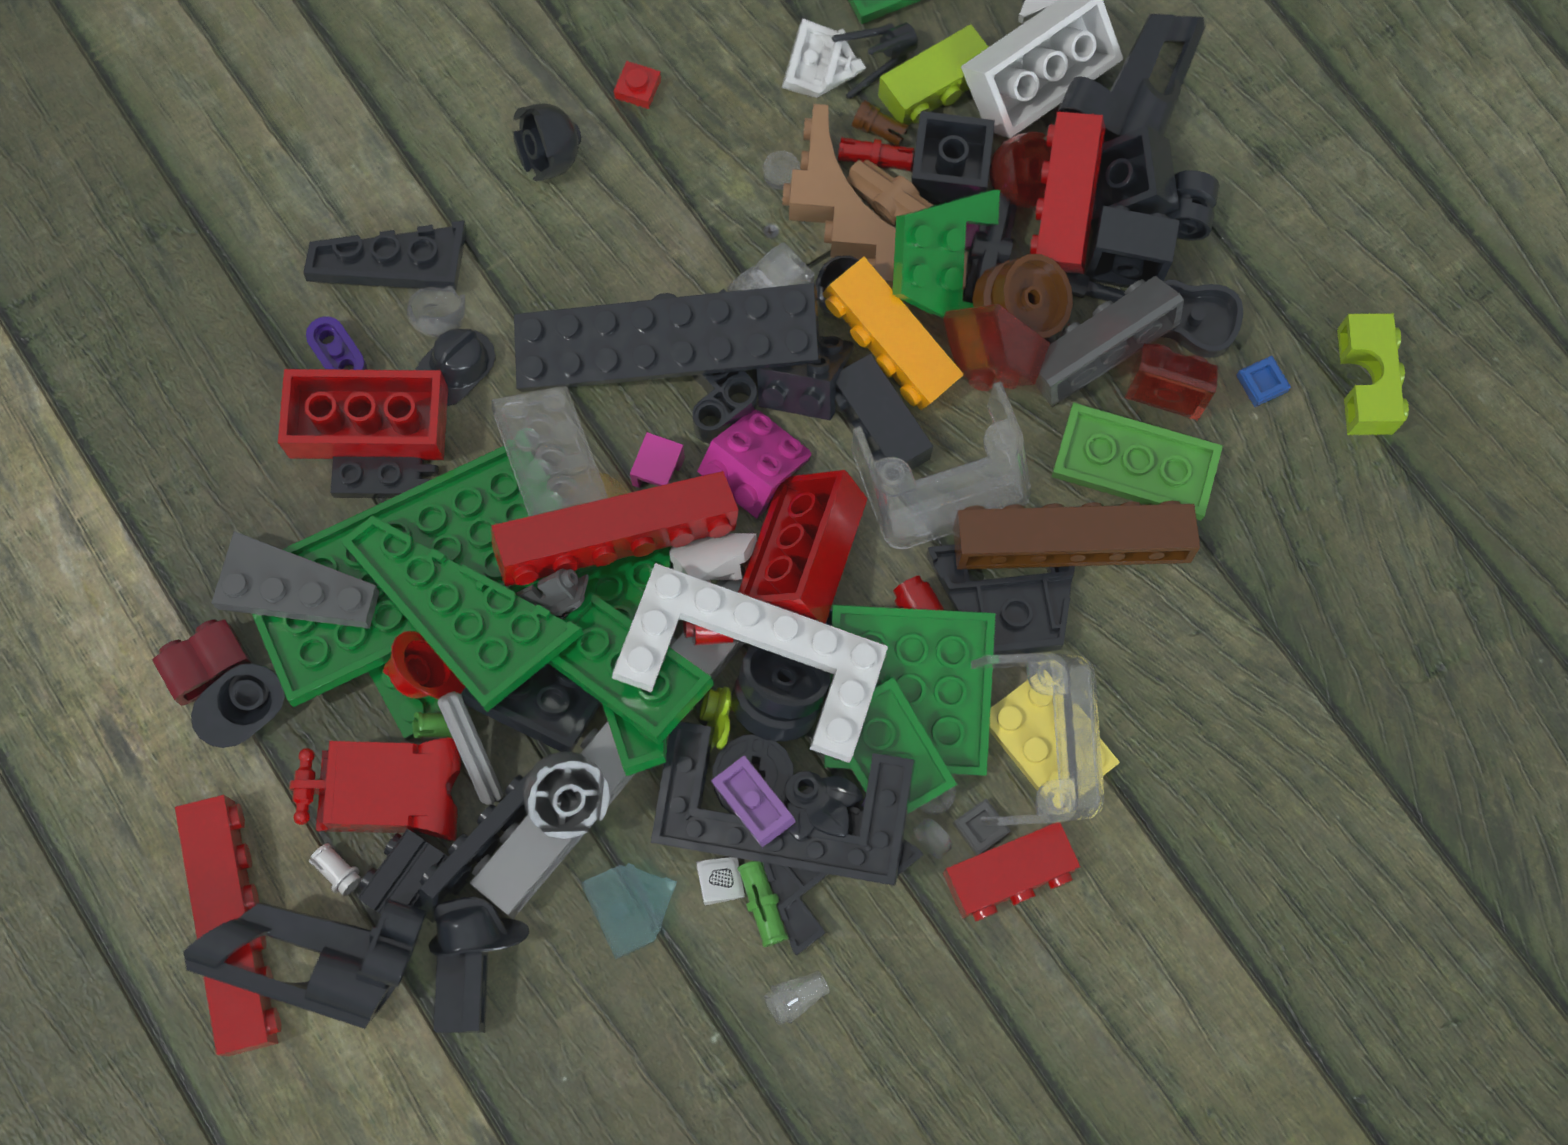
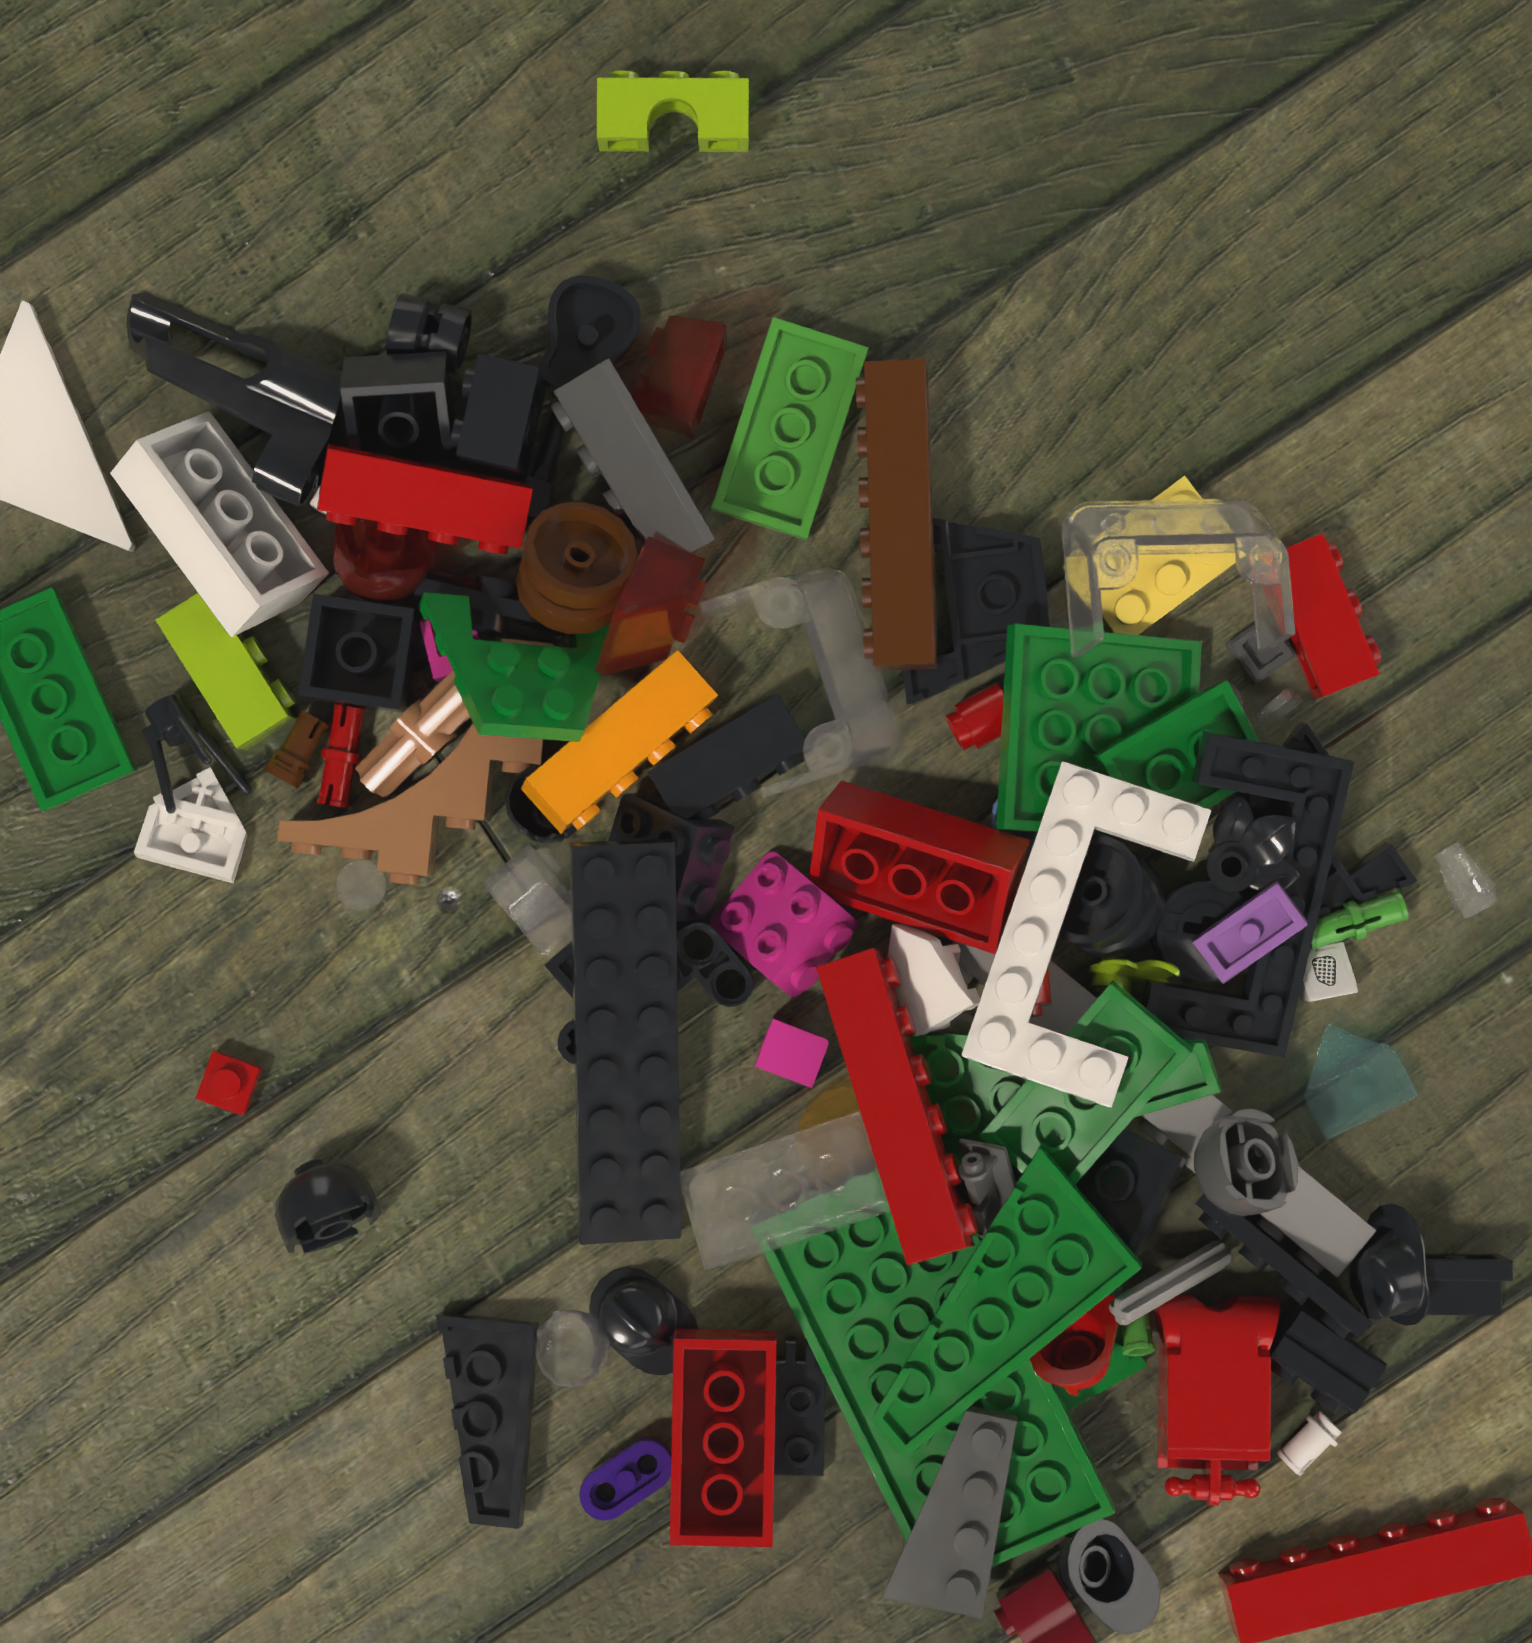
camera: 90 degrees left, 15 degrees up
(354, 966) = (1438, 1414): black panel -> none
(1263, 381) = (676, 255): blue tile -> none

